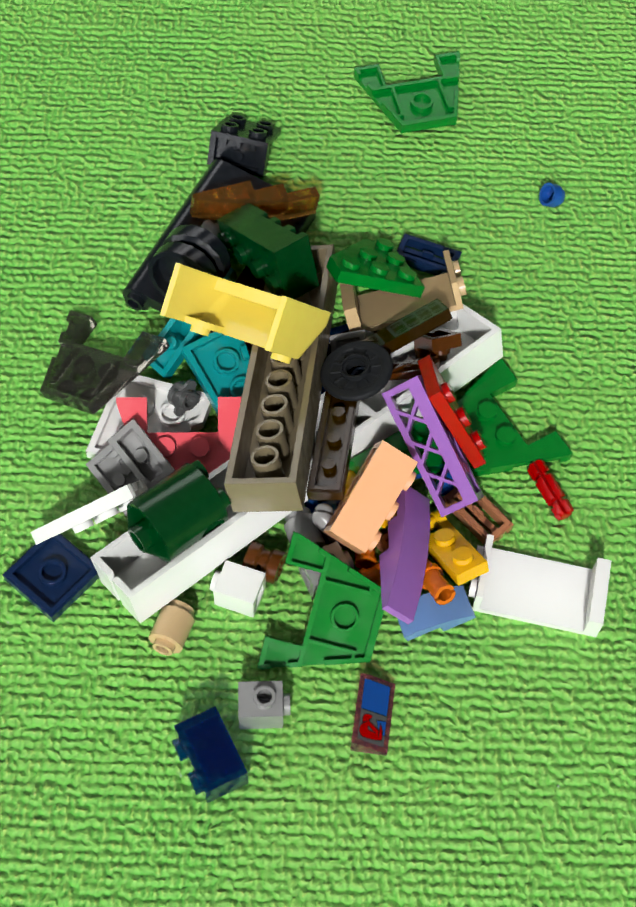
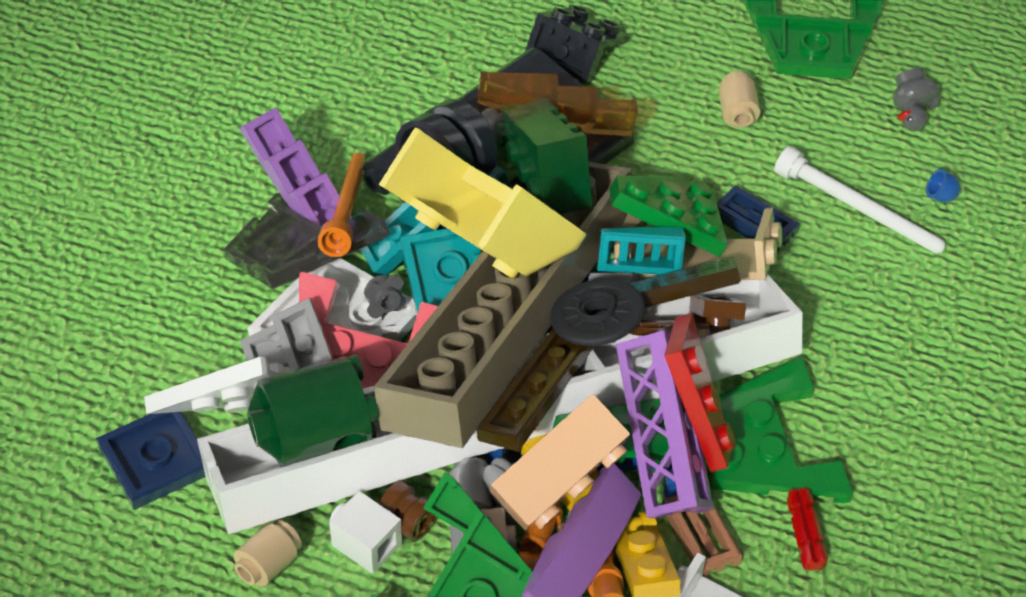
camera: 20 degrees right, 10 degrees down
(76, 314) = (291, 168): none -> medium lavender slope
(133, 361) = (336, 235): none -> orange piece
(383, 163) = (739, 100): none -> tan brick
(389, 314) = (656, 265): none -> teal slope
(441, 206) = (794, 165): none -> white piece
(506, 126) = (913, 94): none -> dark grey animal

